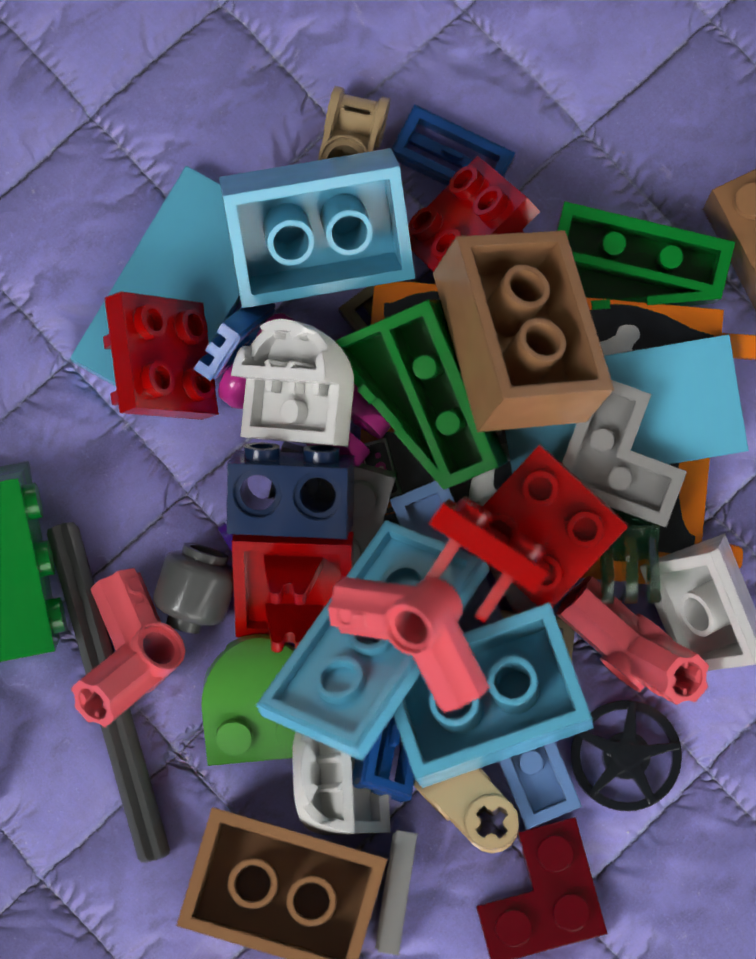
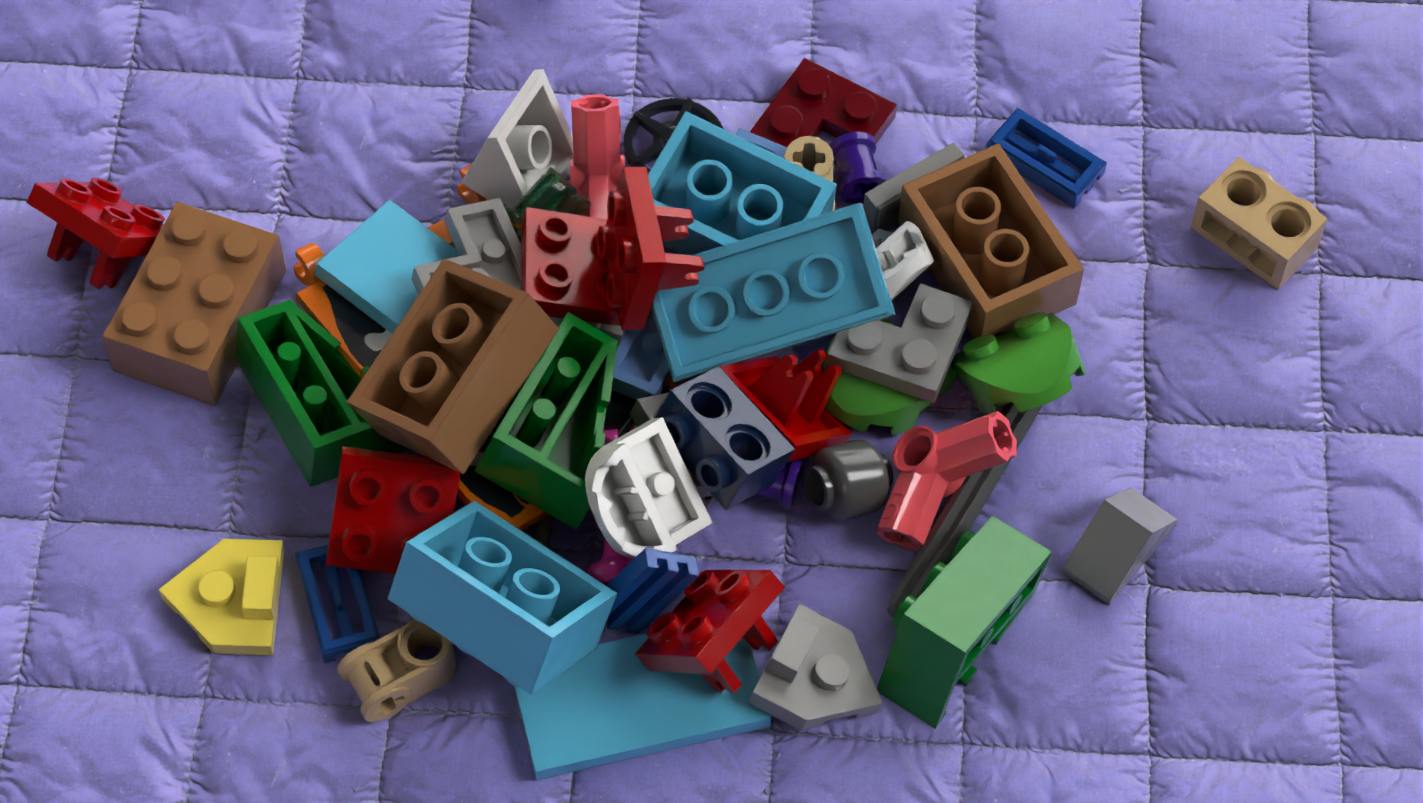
camera: 135 degrees left, 20 degrees down
(71, 418) = (816, 674): none -> light grey plate
(155, 807) = (1022, 365): none -> bright green slope
(239, 740) = (909, 356): none -> light grey plate
(419, 623) = (735, 242): coral piece -> none
(460, 869) = (856, 166): none -> dark purple bush
(522, 85) = (231, 595): none -> light yellow plate

